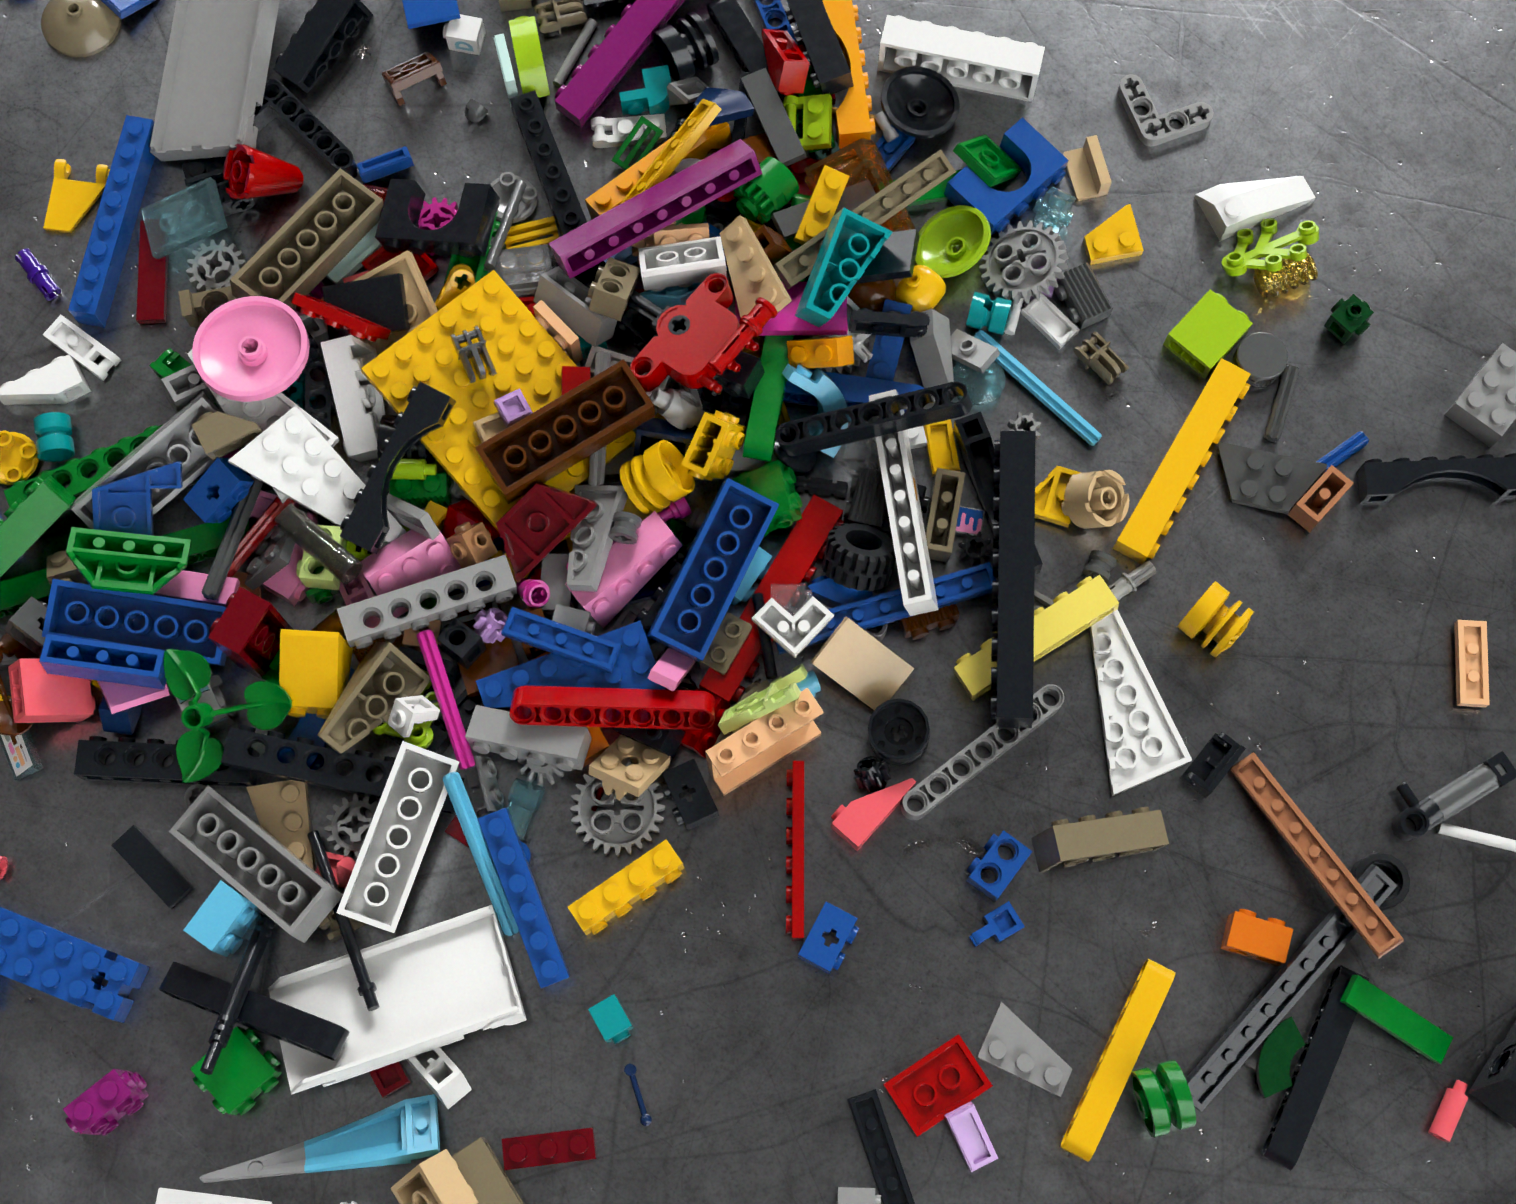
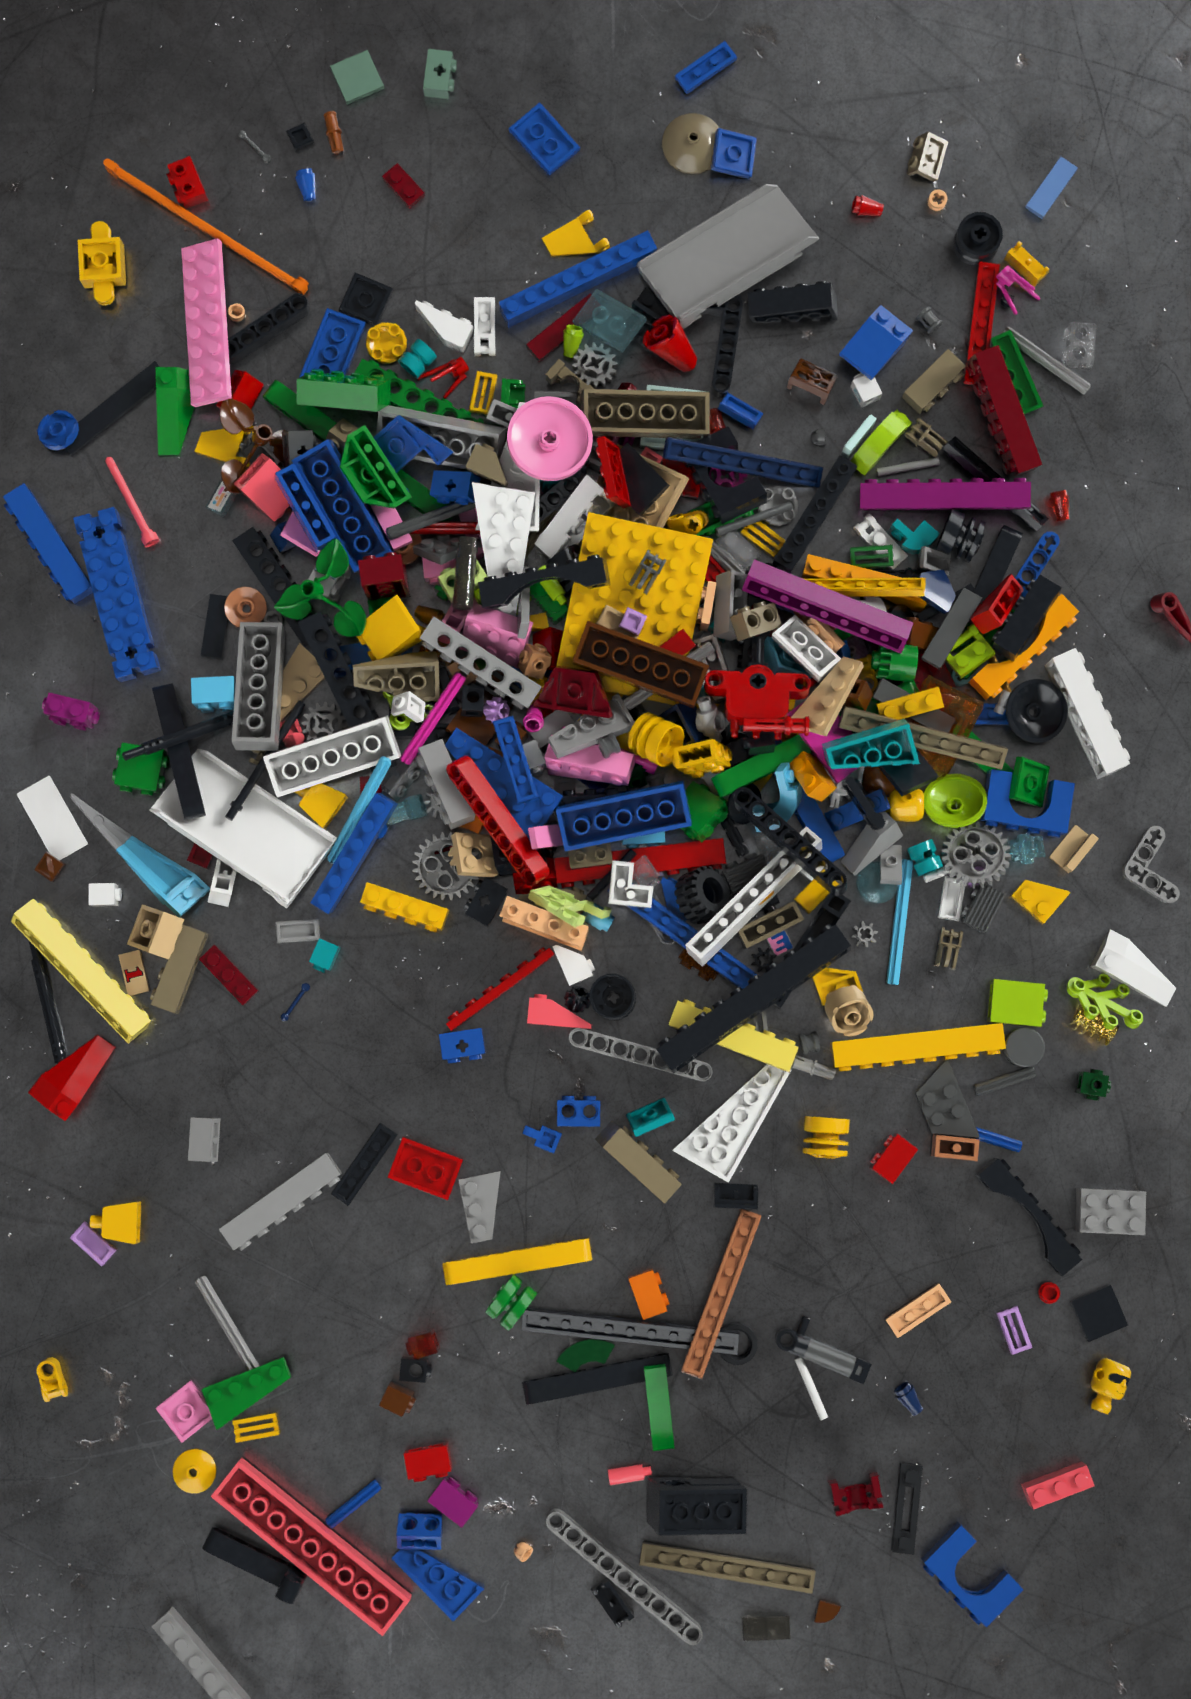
camera: 50 degrees right, 10 degrees up
(37, 274) = (509, 261): dark purple pin -> none
(99, 407) = (455, 367): none -> red plant
(148, 808) = (245, 597): none -> nougat dish
(162, 416) = (479, 410): none -> yellow tile
(171, 269) = (572, 339): none -> lime cone
(437, 192) = (742, 462): none -> dark blue tile
(438, 894) = (321, 803): none -> yellow torso
(560, 1030) = (297, 930): none -> light grey tile
(830, 752) = (574, 965): none -> white slope
(862, 664) = (638, 945): tan tile -> none
(971, 1136) = (410, 1208): lavender tile -> none
(1061, 789) = (650, 1117): none -> teal tile
(1286, 570) = (893, 1157): none -> red brick

